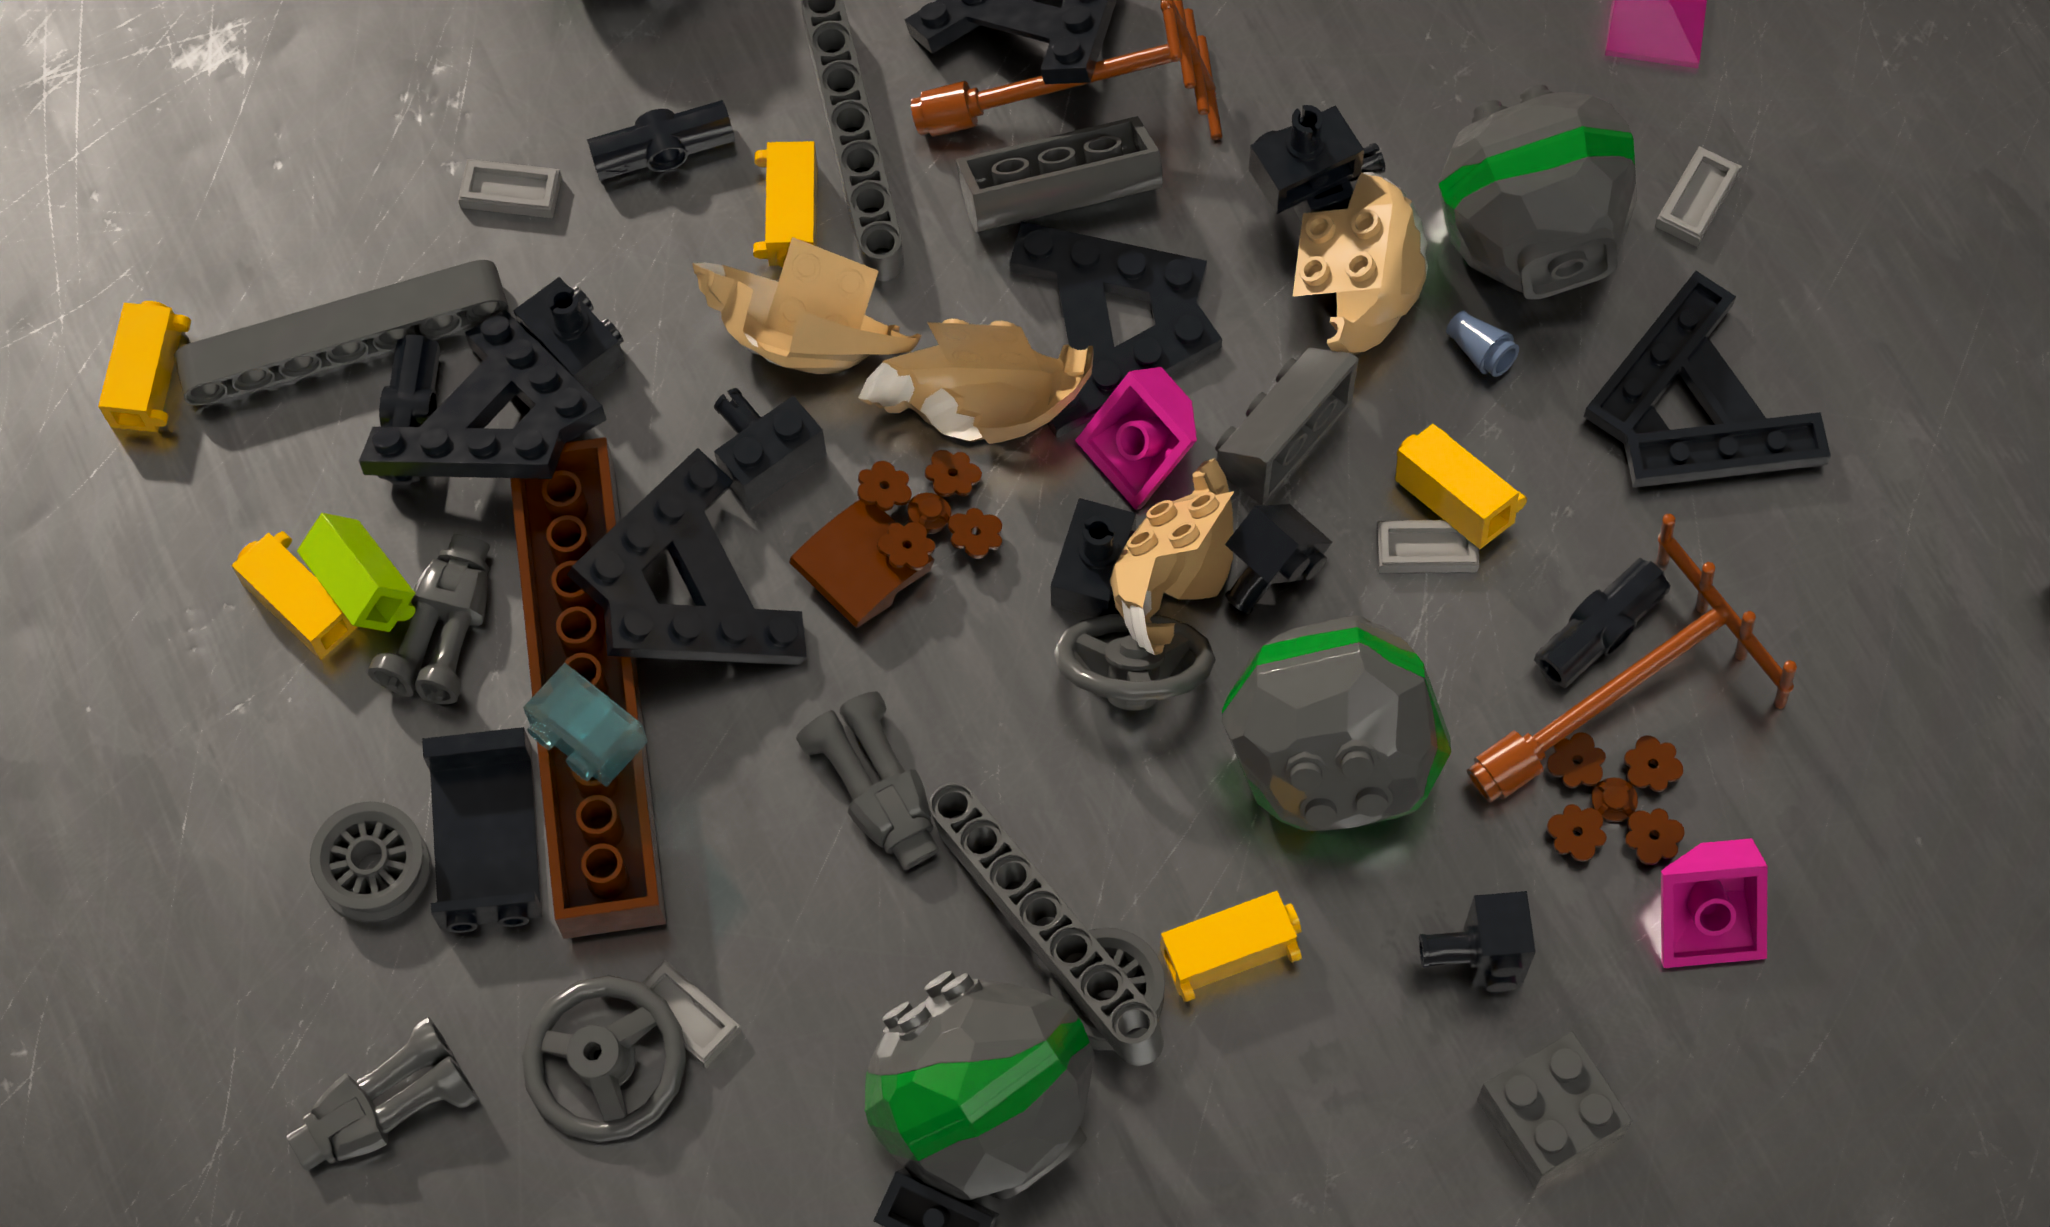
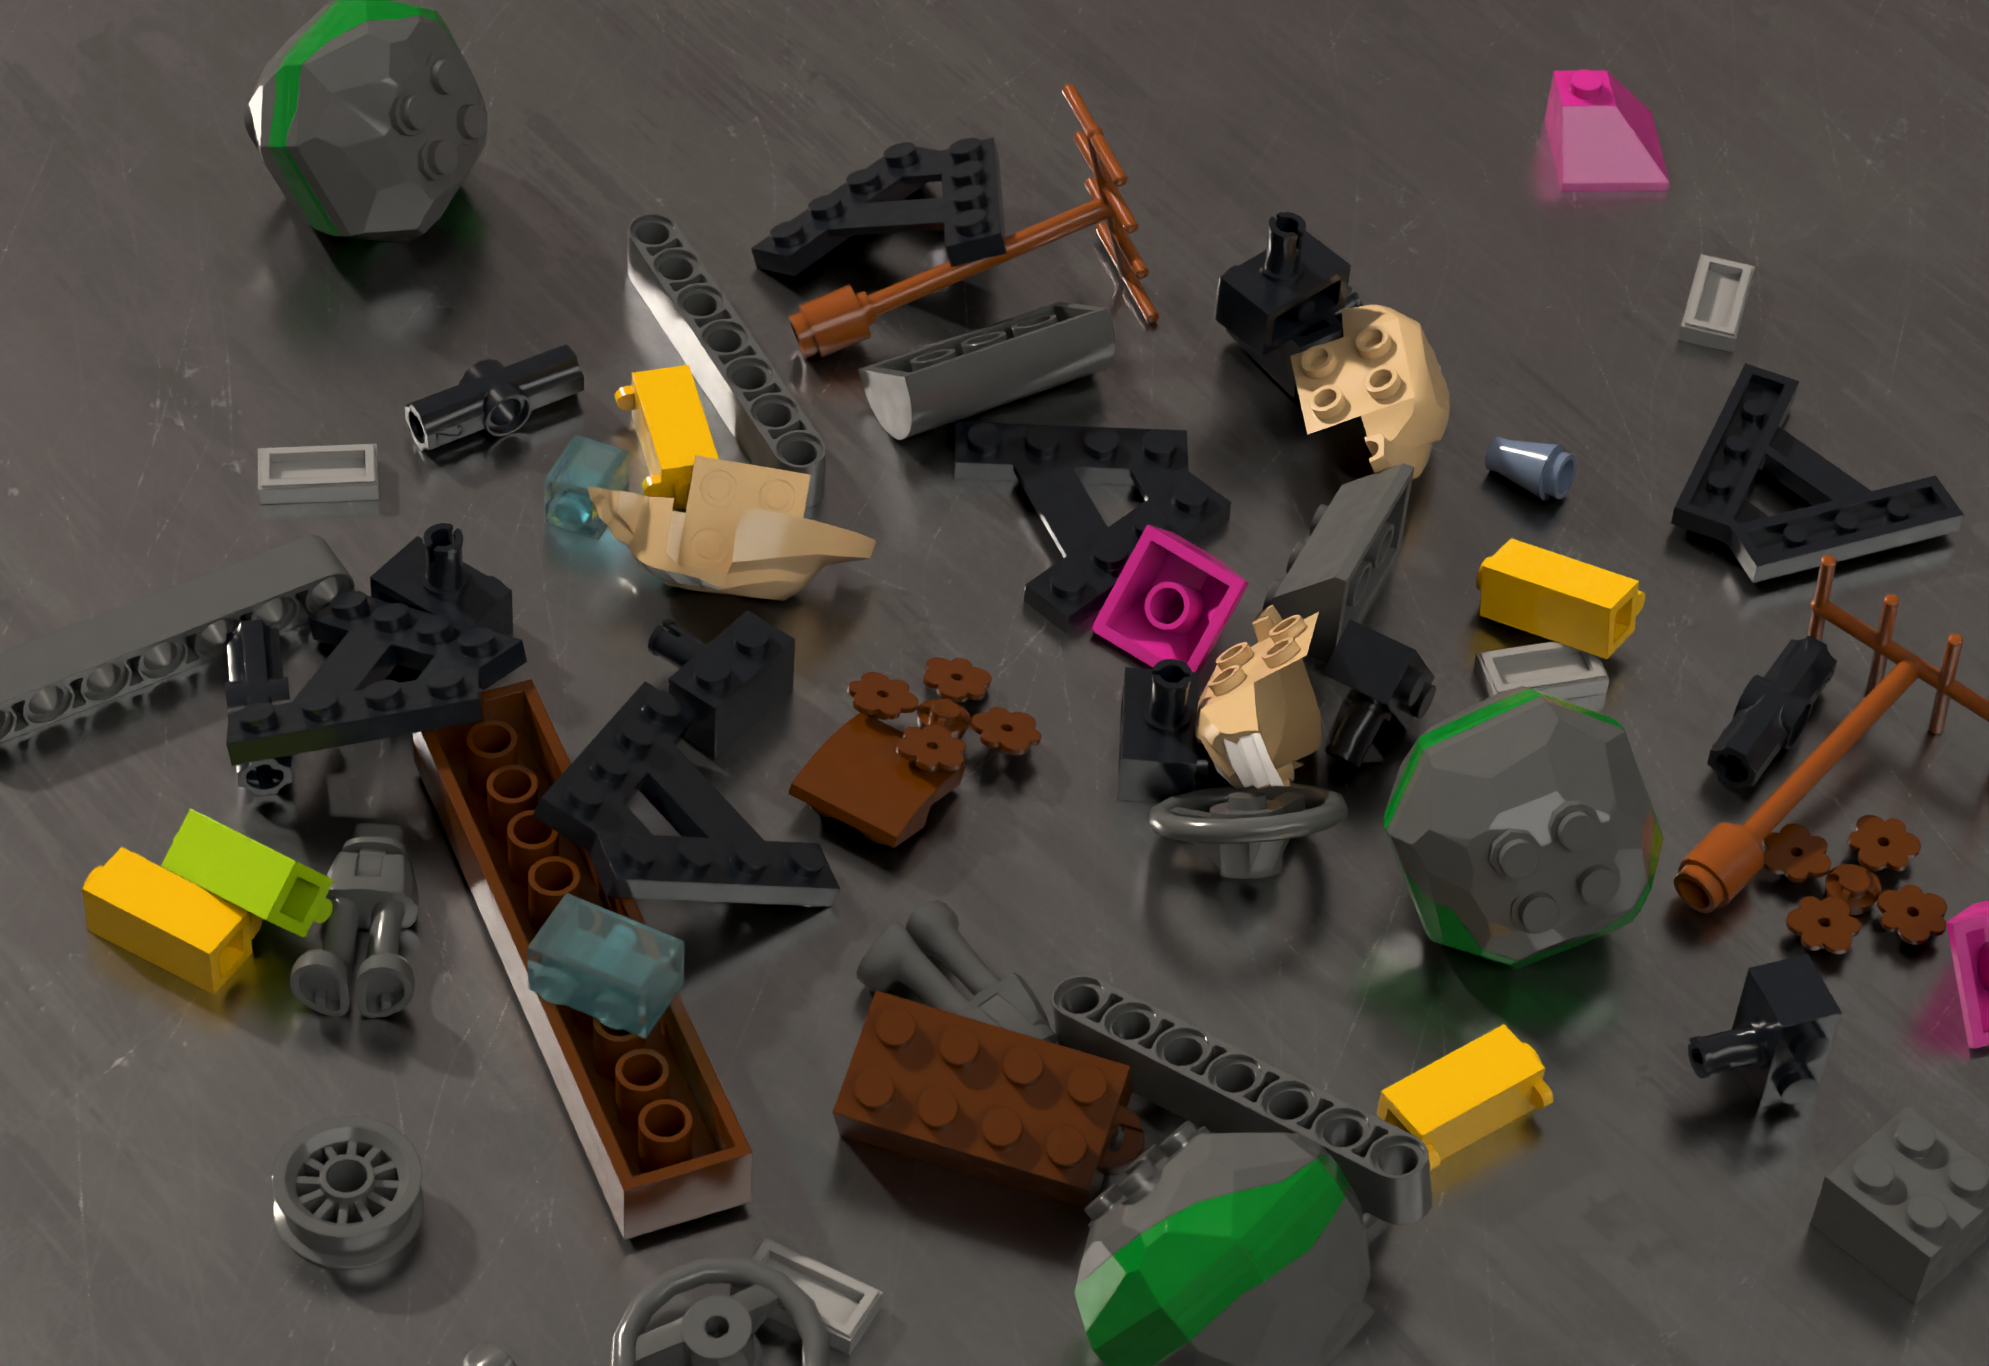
camera: 20 degrees left, 20 degrees down
(484, 829) = (483, 1132): black panel -> none
(709, 237) = (582, 466): none -> clear light blue brick
(856, 884) = (988, 1102): none -> reddish brown piece
(980, 382) = (968, 565): tan animal -> none
(1541, 190) = (1556, 292): dark grey rock -> none

